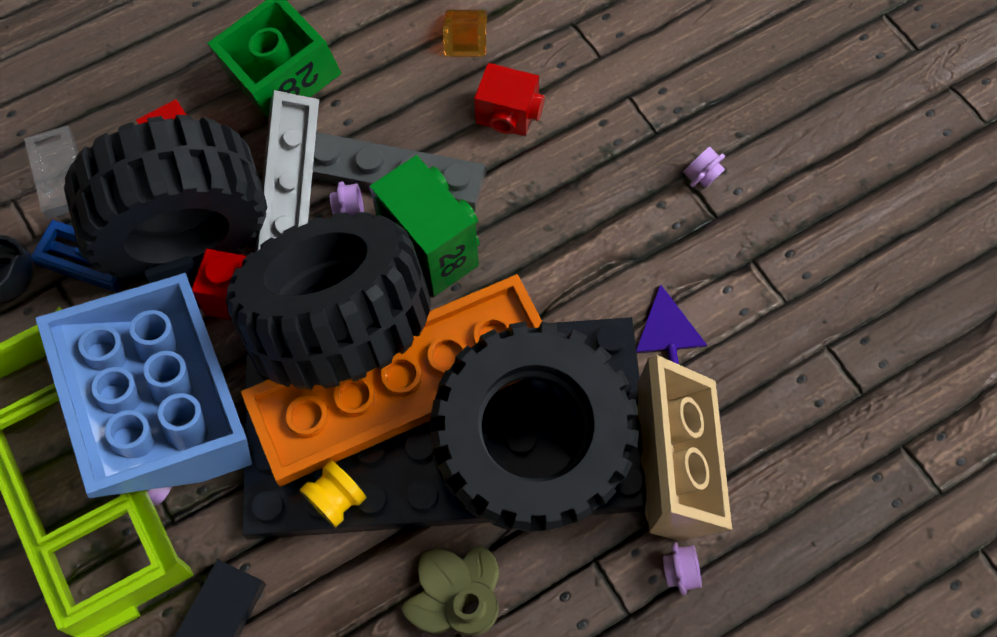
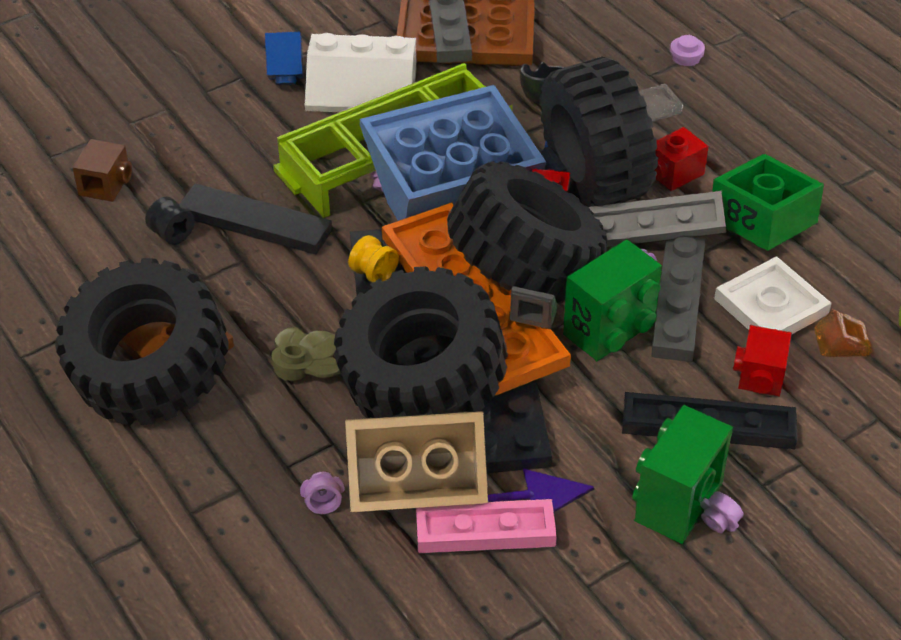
camera: 85 degrees right, 20 degrees down
(416, 81) = (772, 298): none -> white plate
(454, 302) = (532, 307): none -> dark grey slope
(574, 168) = (751, 422): none -> black tile
(682, 184) = (681, 472): none -> green brick
(727, 359) = (486, 526): none -> bright pink plate

